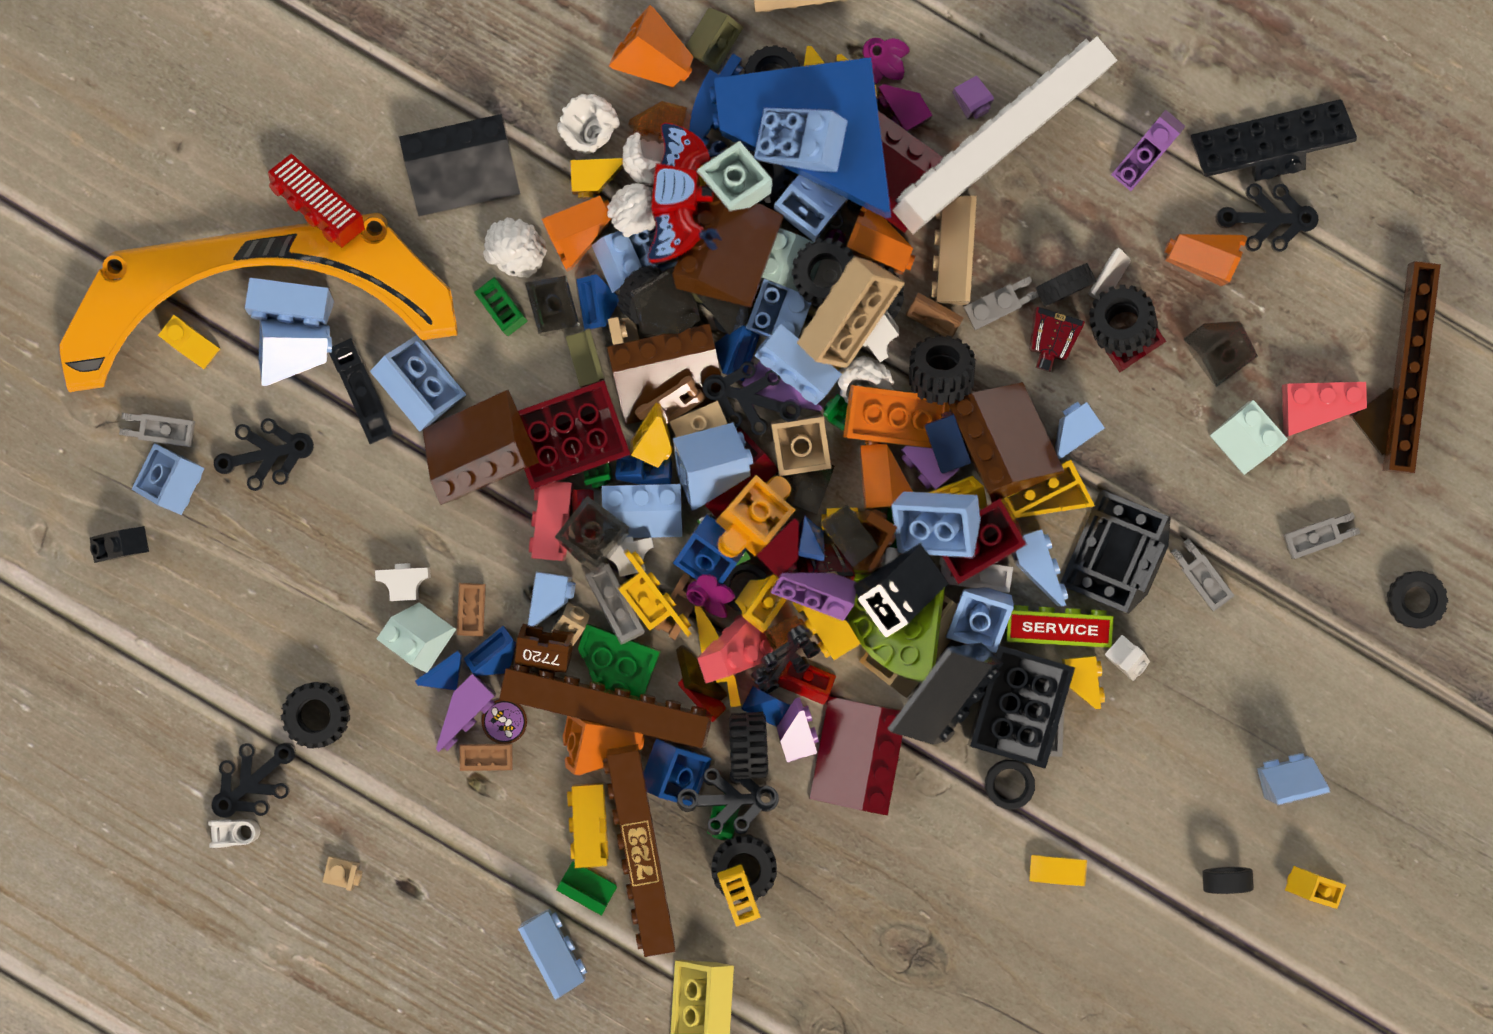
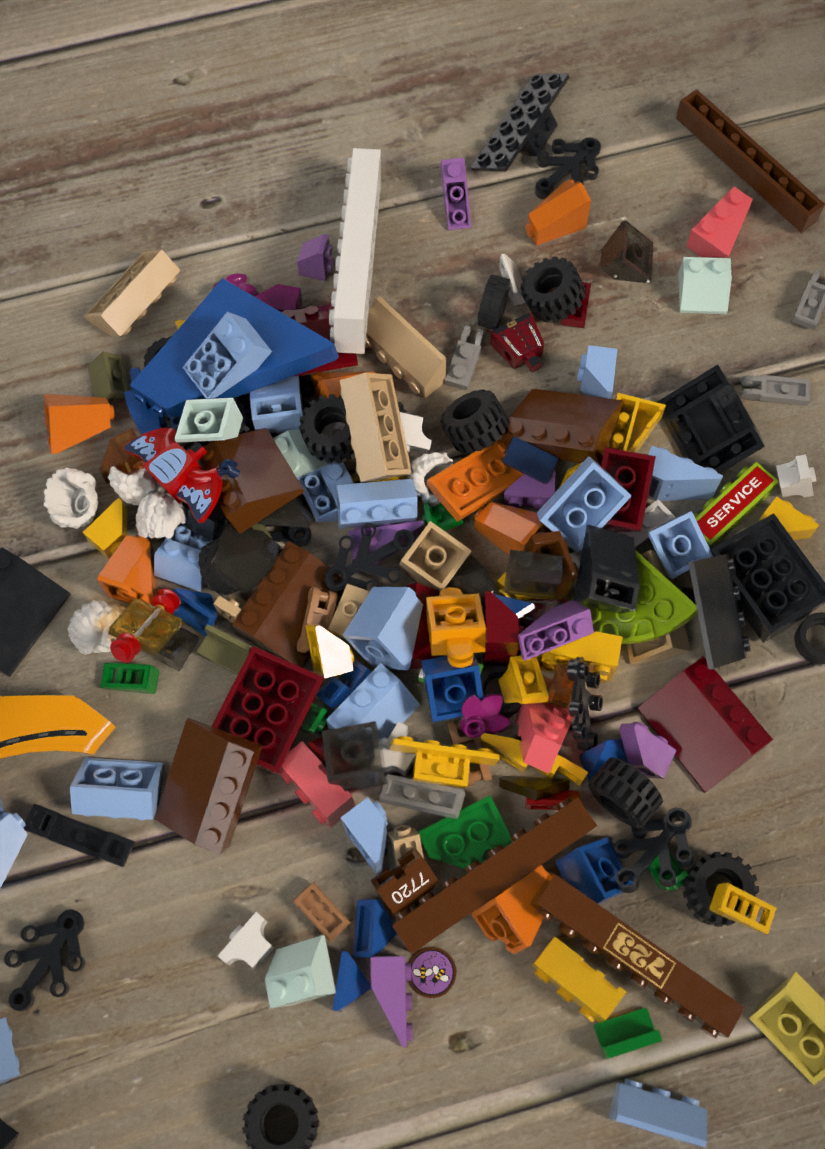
camera: 45 degrees left, 20 degrees down
(486, 757) = (446, 1013): medium nougat plate -> none
(543, 289) = (145, 626): none -> clear yellow plate
(736, 349) = (324, 543): blue slope -> none
(811, 683) = (616, 710): red slope -> none
(934, 315) = (431, 401): medium nougat plate -> none
(1375, 420) = (764, 212): dark brown tile -> none

